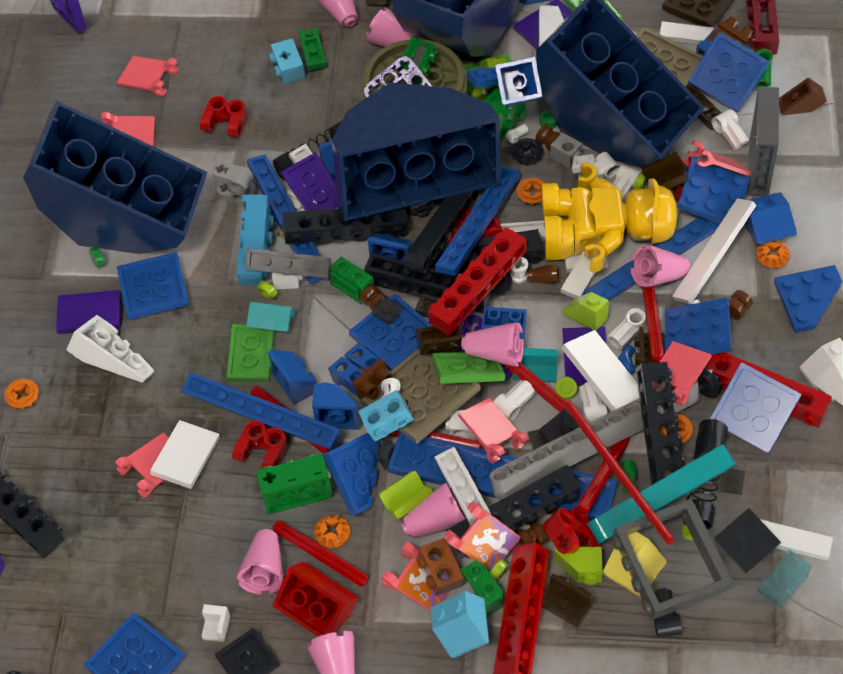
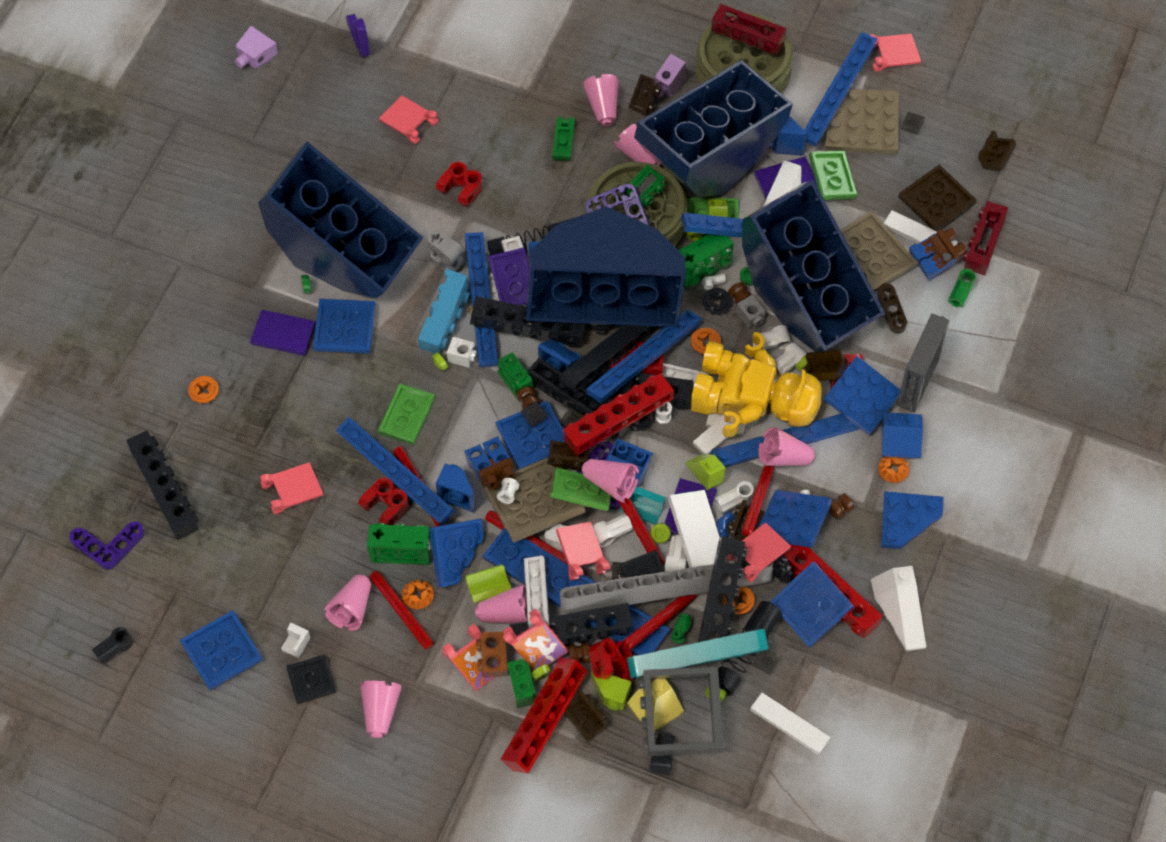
camera: 15 degrees right, 5 degrees up
(102, 347) = (283, 370): white wedge -> none
(137, 126) = (374, 170): coral flag -> none
(185, 454) = (320, 488): white tile -> none
(269, 317) = (433, 387): teal panel -> none
(287, 61) = (536, 145): medium azure brick -> none
(287, 263) = (463, 344): hinge -> none
(291, 375) = (432, 446): blue slope -> none
(314, 600) = (381, 648): red slope -> none
(385, 415) = (495, 510): medium azure brick -> none
(385, 453) = (485, 541): clear smoke plate -> none
(460, 623) = (490, 707): medium azure slope -> none
(519, 82) = (722, 239): slope -> none
(545, 274) = (686, 424): reddish brown cone -> none
(578, 160) = (759, 327): white tile -> none
(619, 473) = (666, 623): red piece -> none
(713, 158) = (879, 365): coral flag -> none
(714, 251) = (839, 450): white tile -> none
(728, 72) = (926, 282): blue plate -> none
(728, 125) = (905, 334): white piece -> none
(747, 540) = (756, 716): black tile -> none
(785, 579) = (774, 759): clear light blue panel -> none
(802, 98) = (985, 328): reddish brown slope -> none

